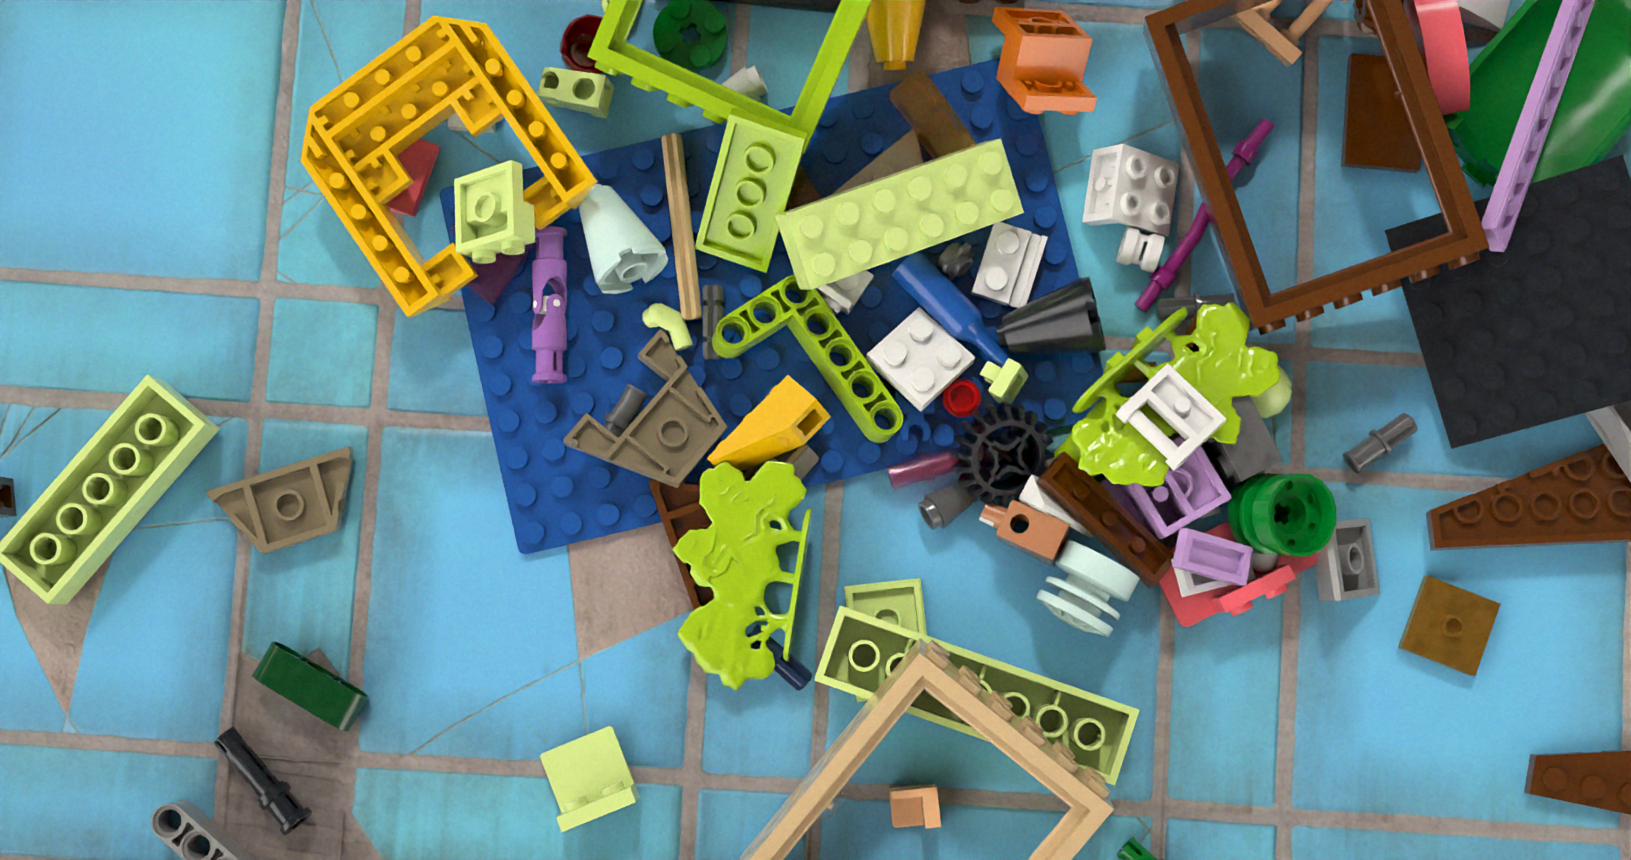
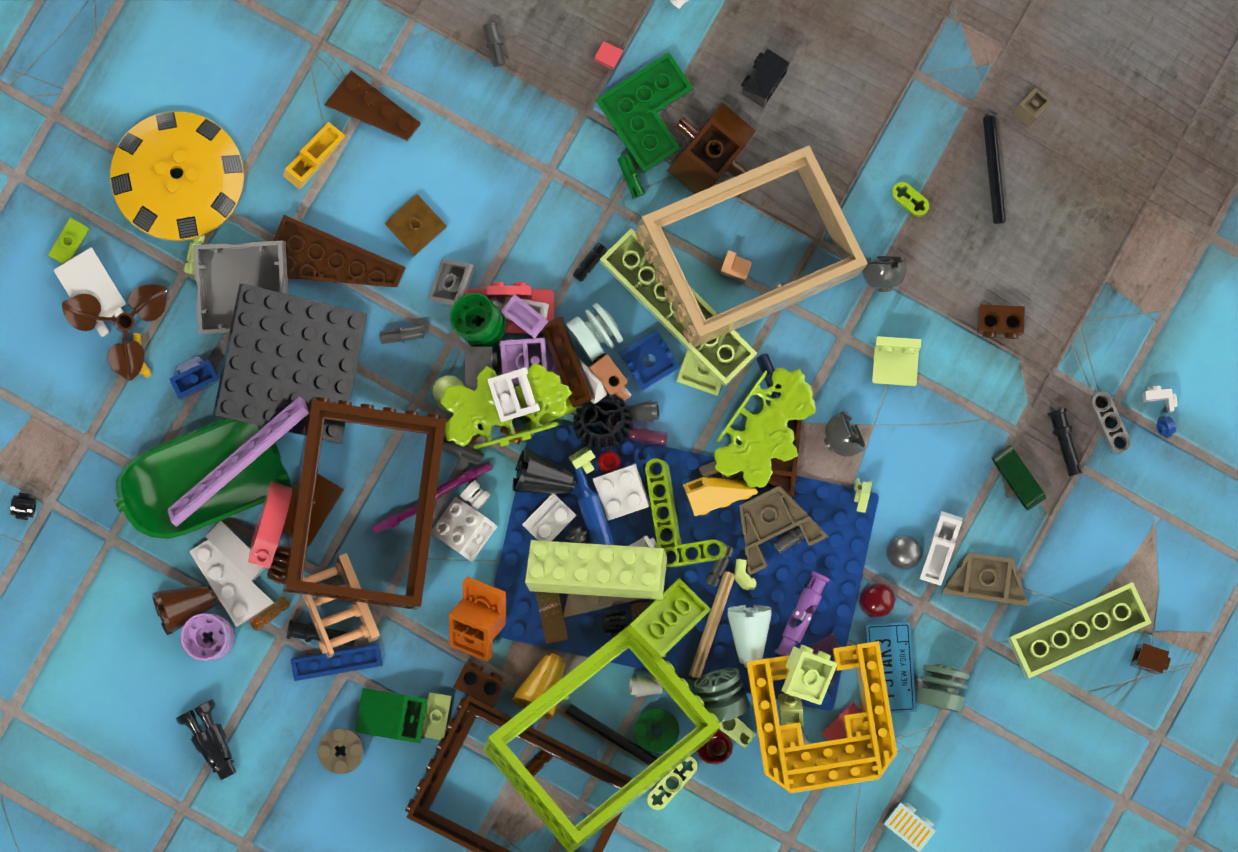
camera: 155 degrees left, 0 degrees up
(240, 72) = (909, 827): none -> light aqua brick
(278, 297) = (942, 688): none -> sand green wheel
(379, 323) = (897, 662): none -> dark azure tile
(383, 517) = (941, 548): none -> white slope
(439, 482) = (904, 552): none -> flat silver hair
(447, 389) = (877, 600): none -> dark red hair
(497, 150) = (790, 709): none -> yellowish green bracket
(542, 538) = (862, 494): none -> yellowish green plate
(613, 122) = (723, 693): none -> sand green wheel
(615, 616) = (843, 436): none -> dark grey cylinder
(831, 155) = (614, 622): none -> black gear
(1004, 582) = (653, 345): none -> blue piece
(1148, 699) = (589, 262): none -> black axle

